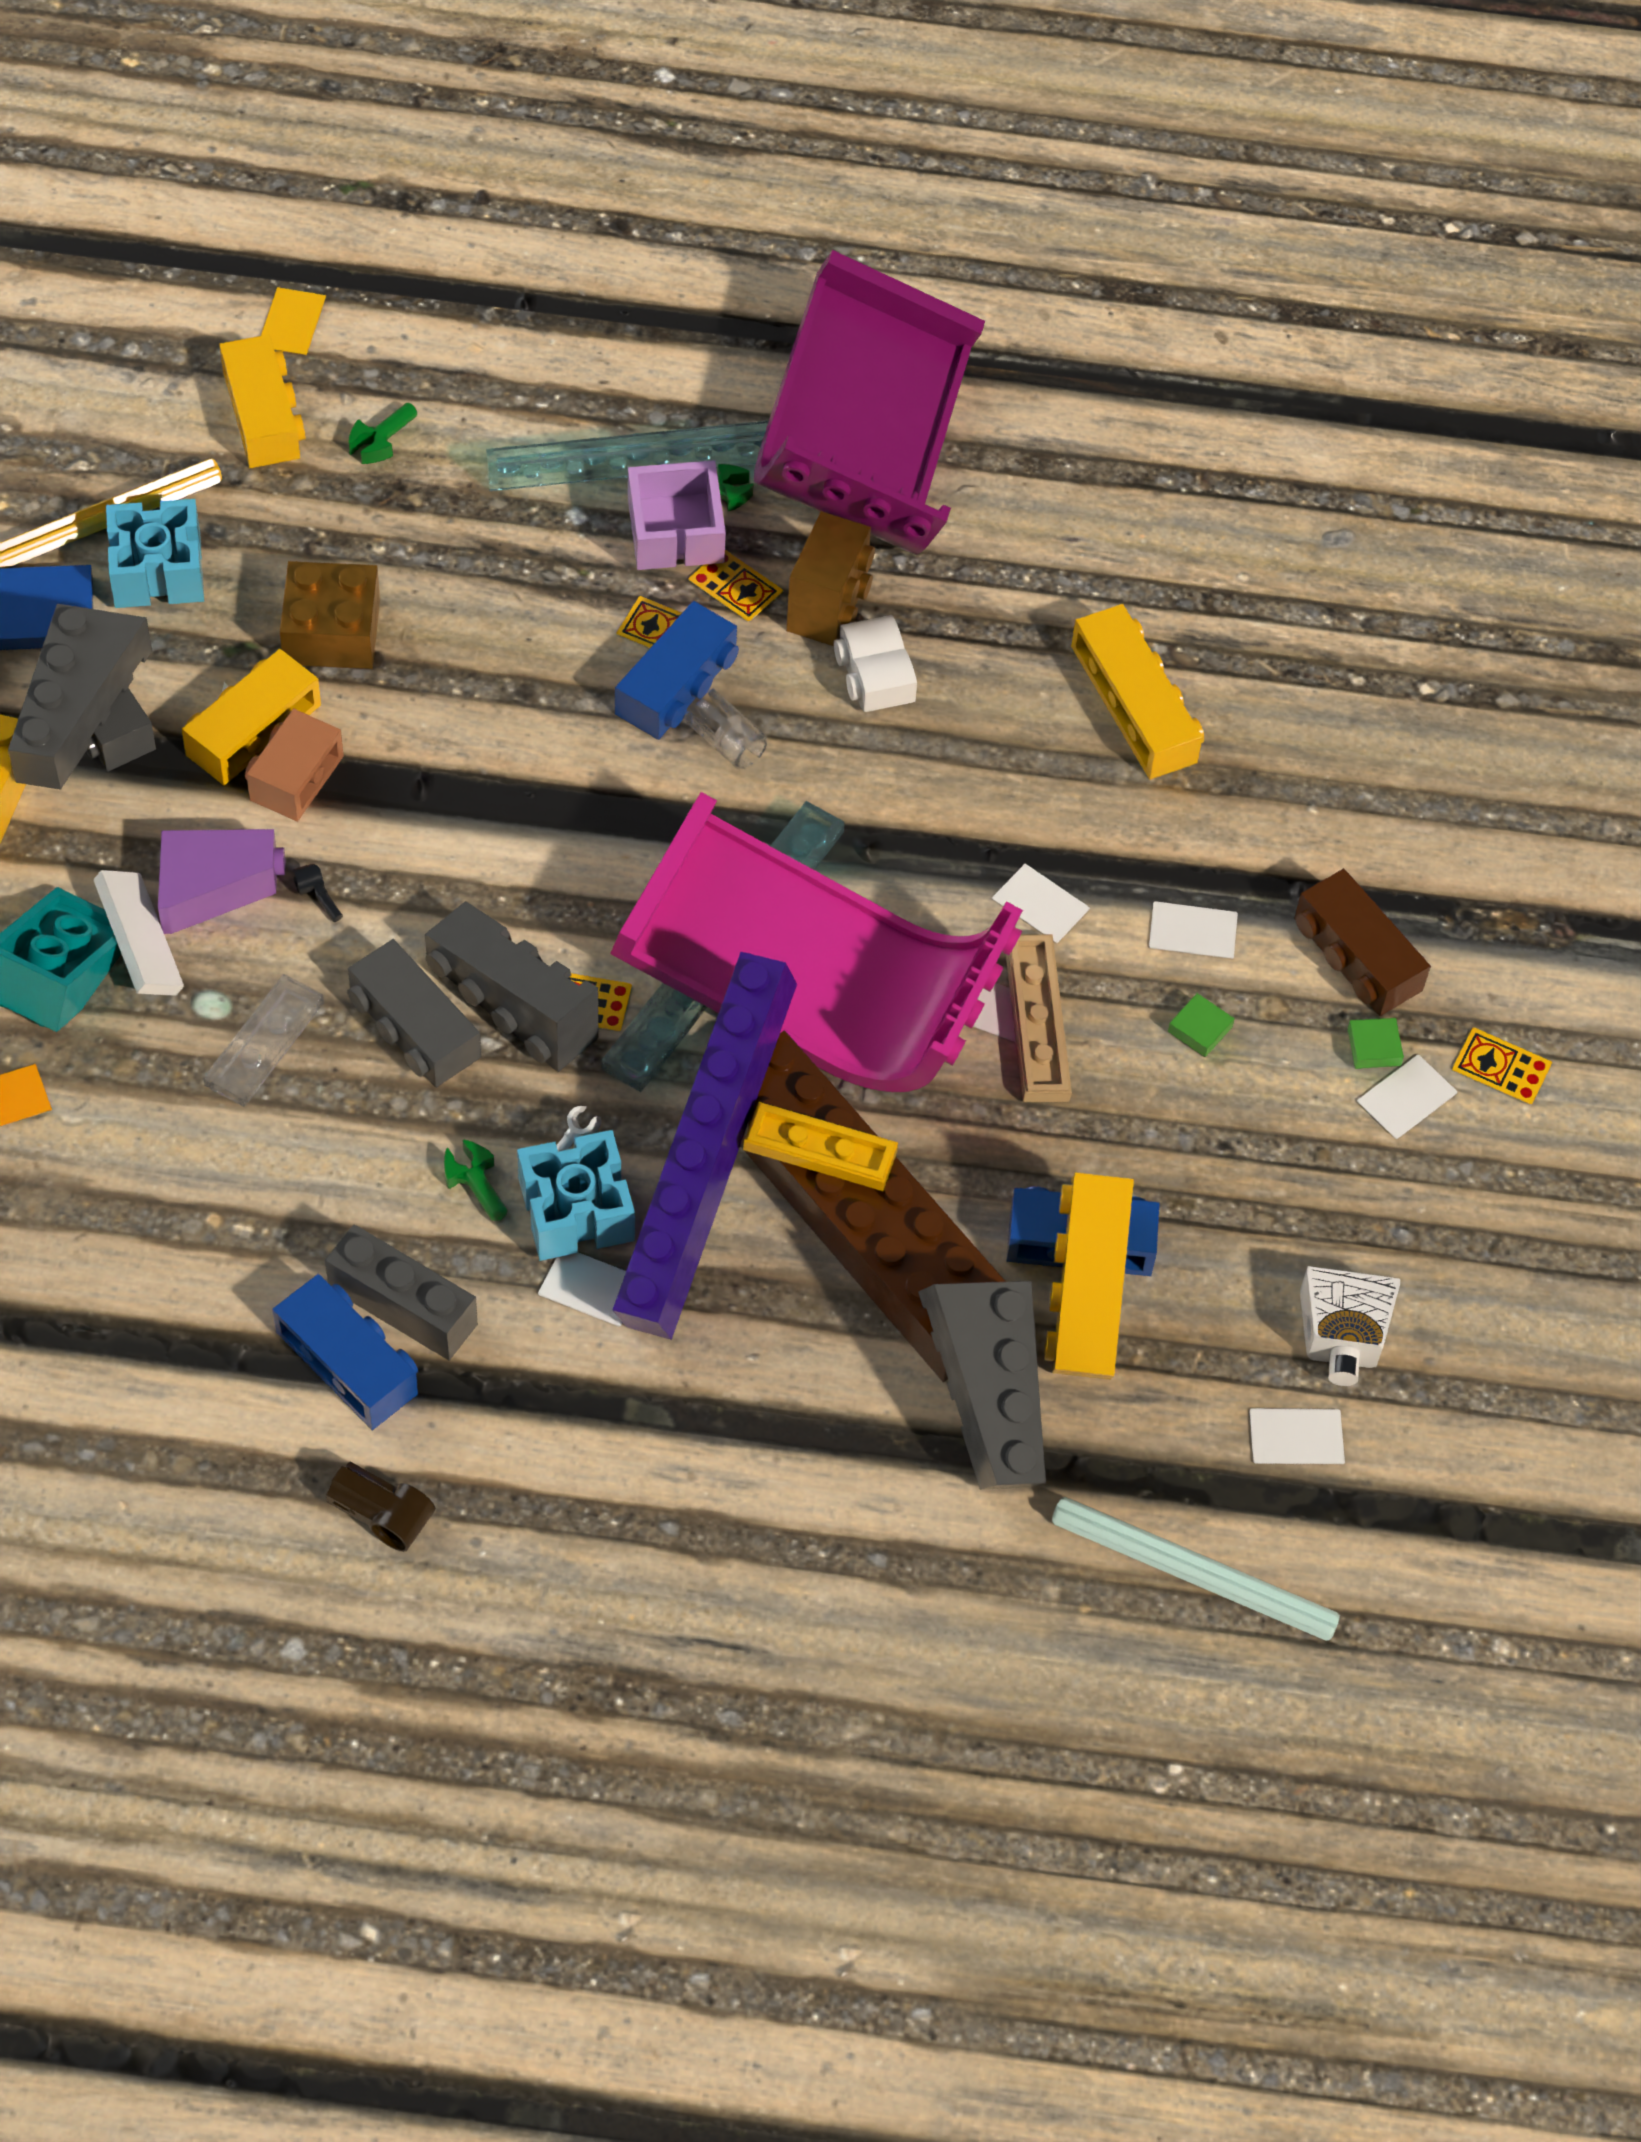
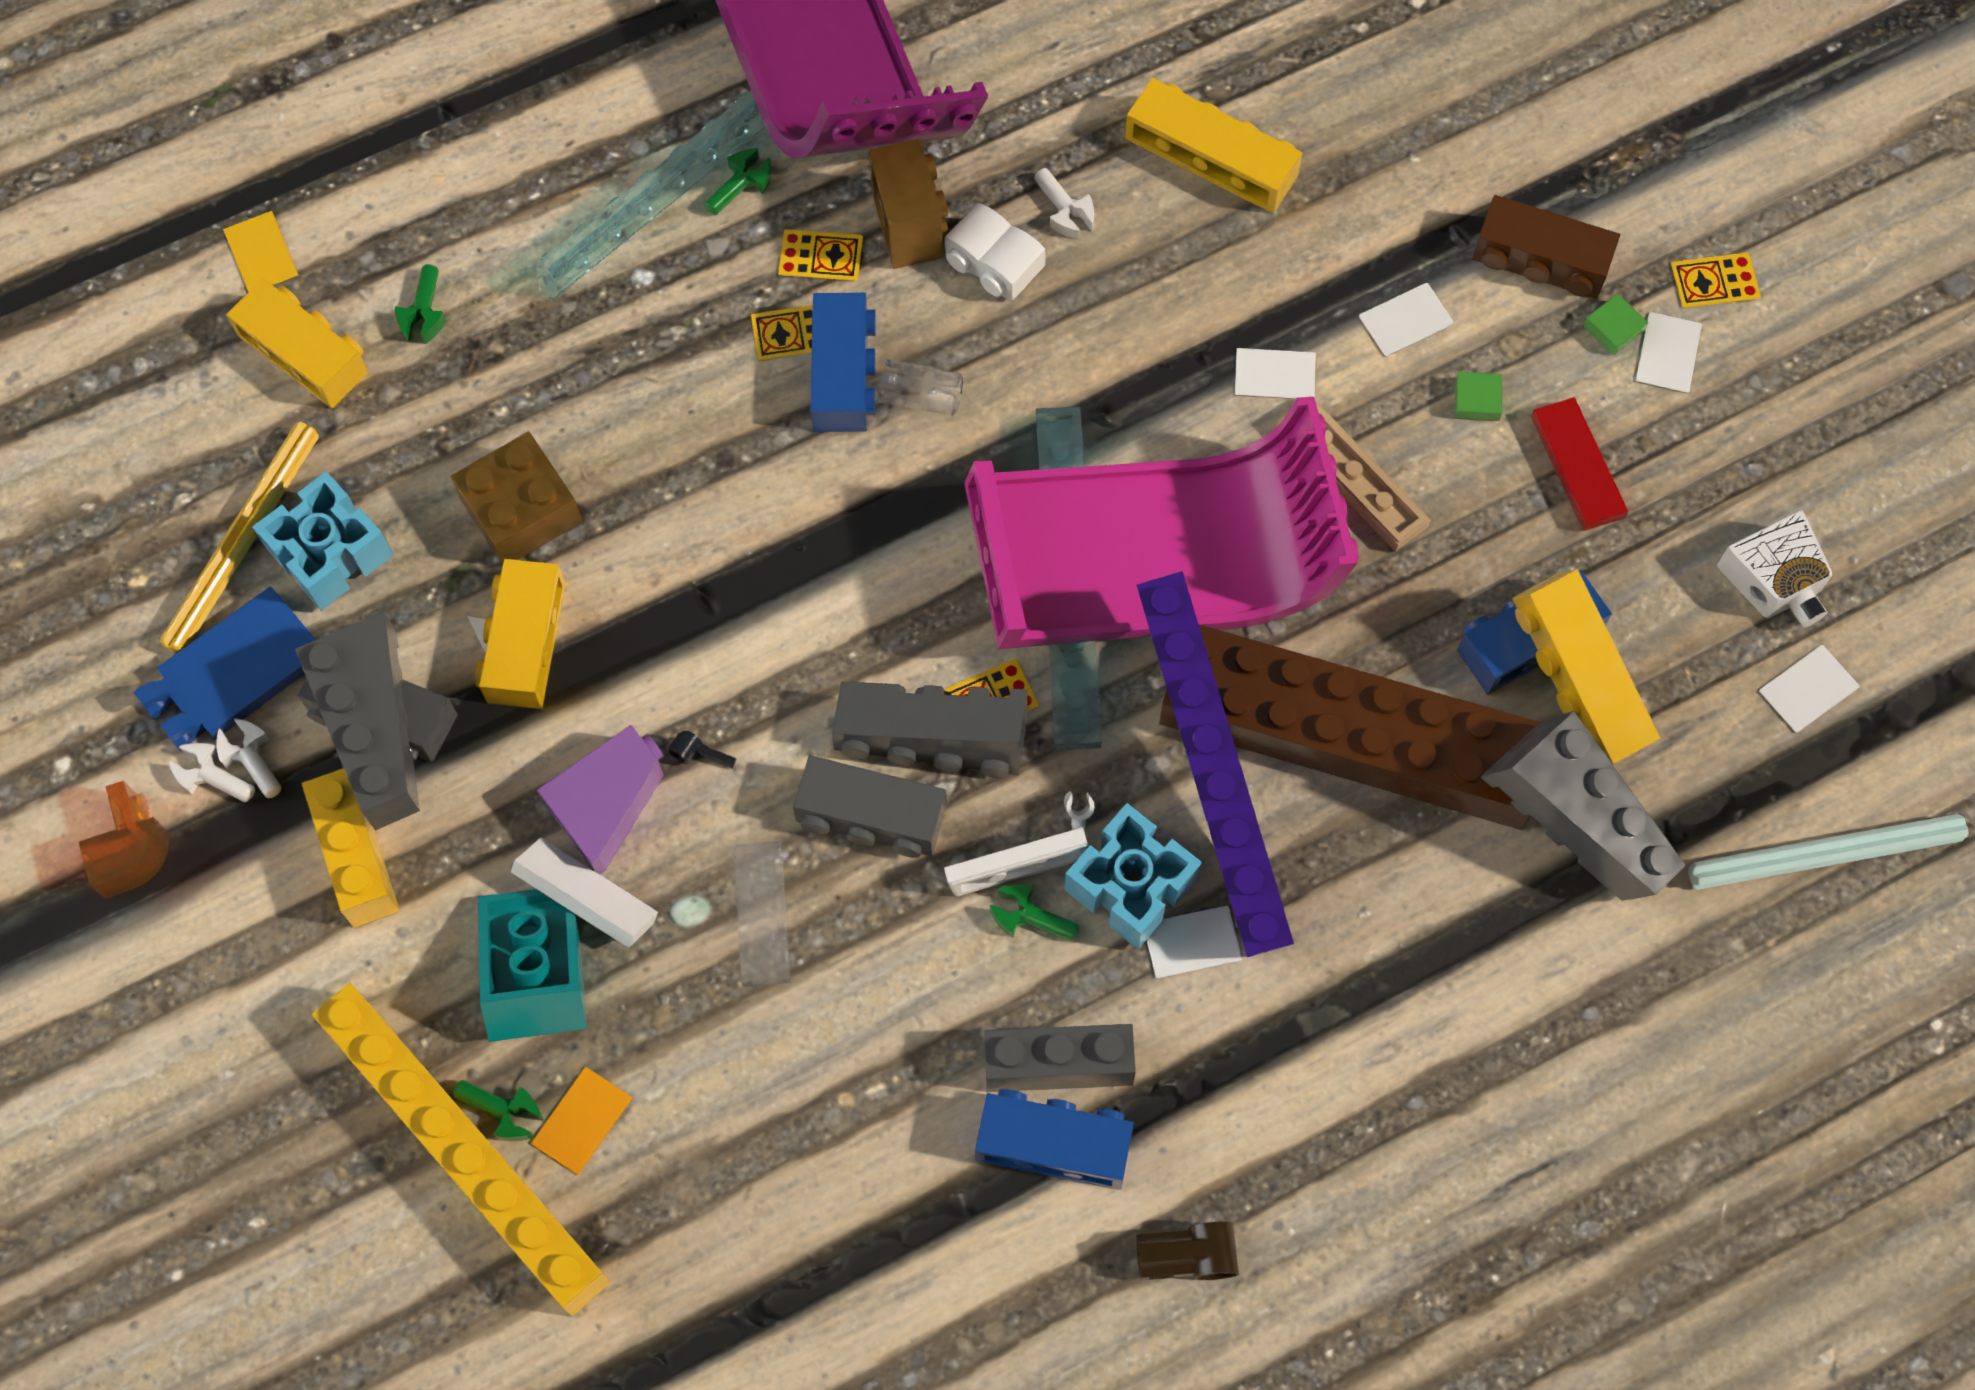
camera: 30 degrees left, 10 degrees up
(294, 764) = (592, 653): nougat brick -> none
(487, 1123) = (1016, 862): none -> white tile
(676, 514) = (736, 225): lavender piece -> none
(820, 1146) = (1303, 703): yellow tile -> none
(971, 666) = (1080, 208): none -> white bar
(1243, 1132) = (1579, 464): none -> red tile

